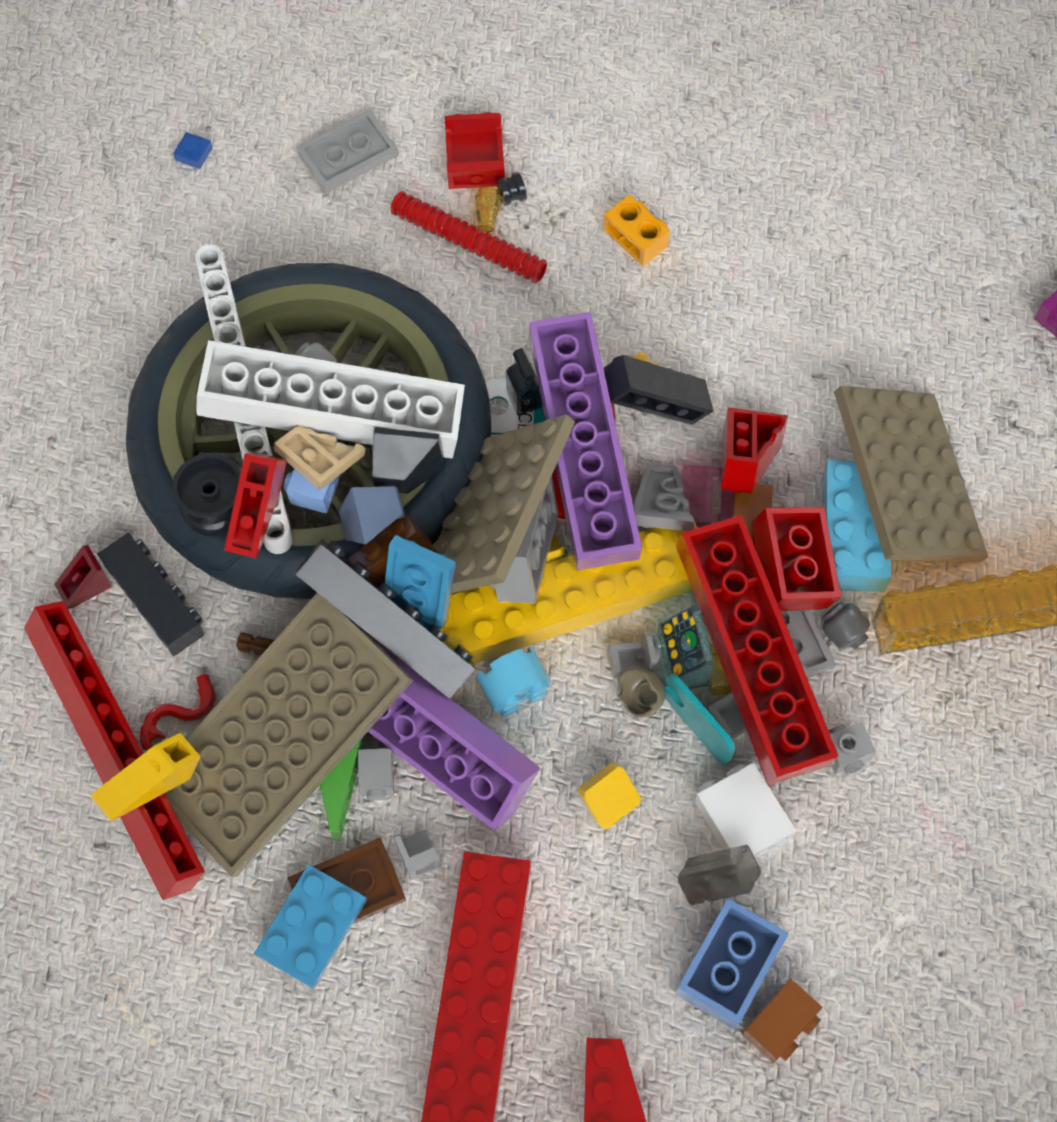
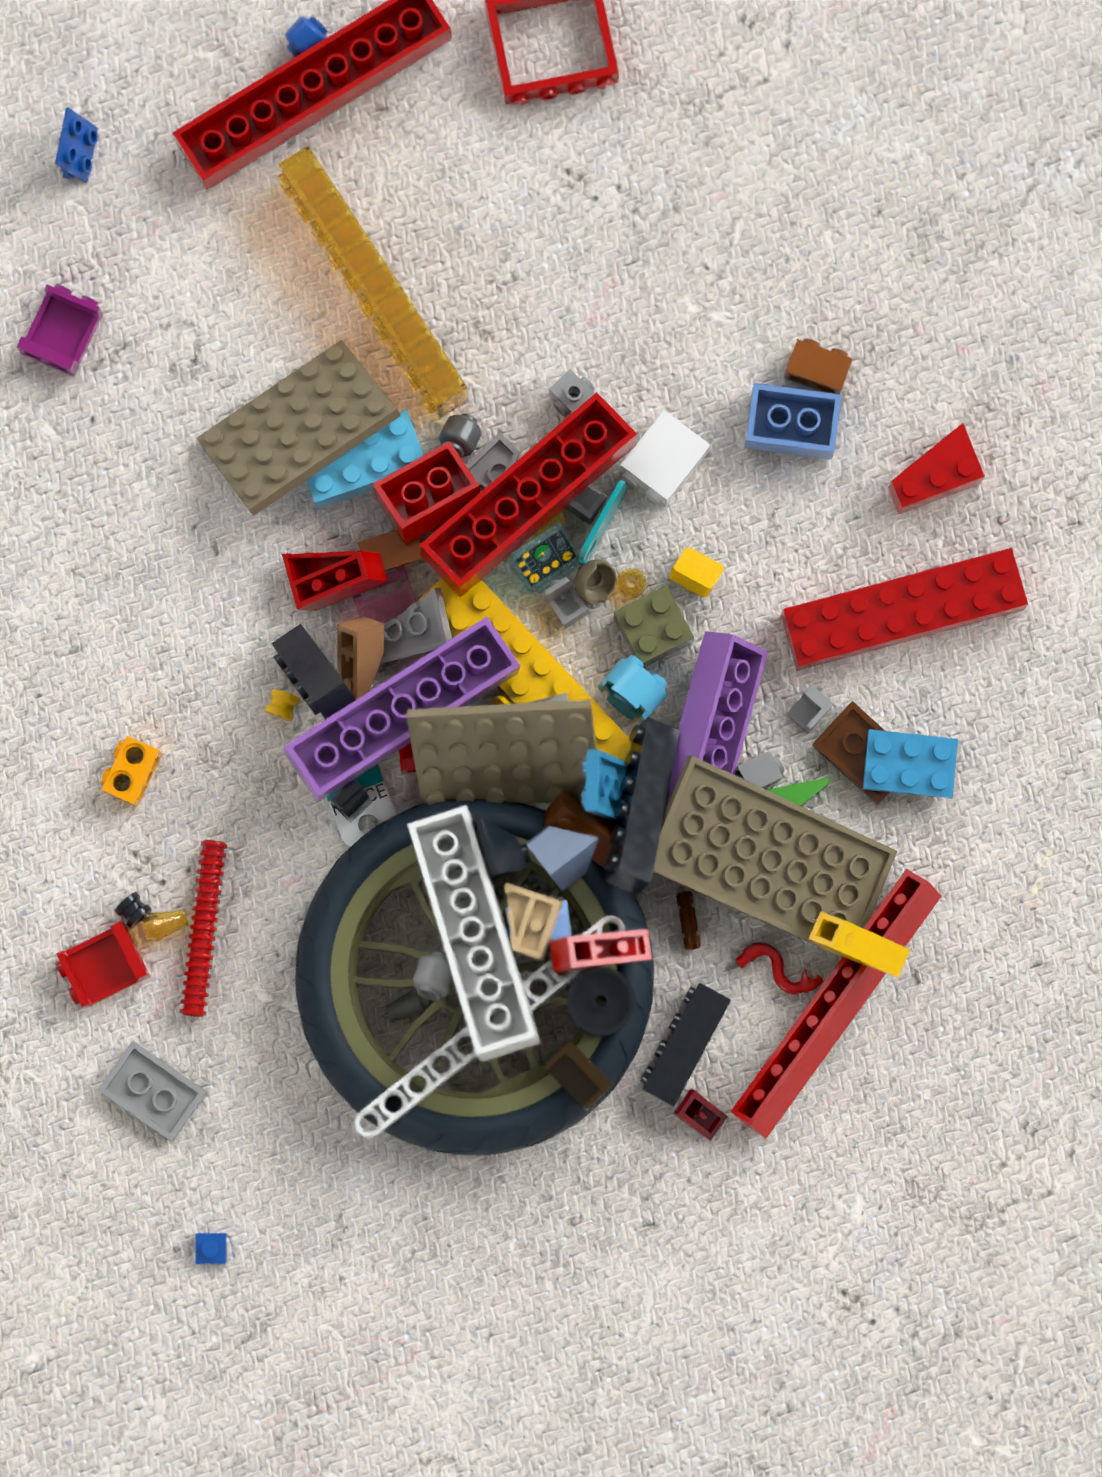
camera: 115 degrees left, 15 degrees up
(156, 456) = (578, 1075): none -> dark brown panel
(571, 730) = (653, 626): none -> olive brick
(623, 739) = (634, 591): none -> clear yellow plate
(660, 446) = (359, 653): none -> medium nougat slope
(719, 875) = (729, 455): clear smoke brick -> none

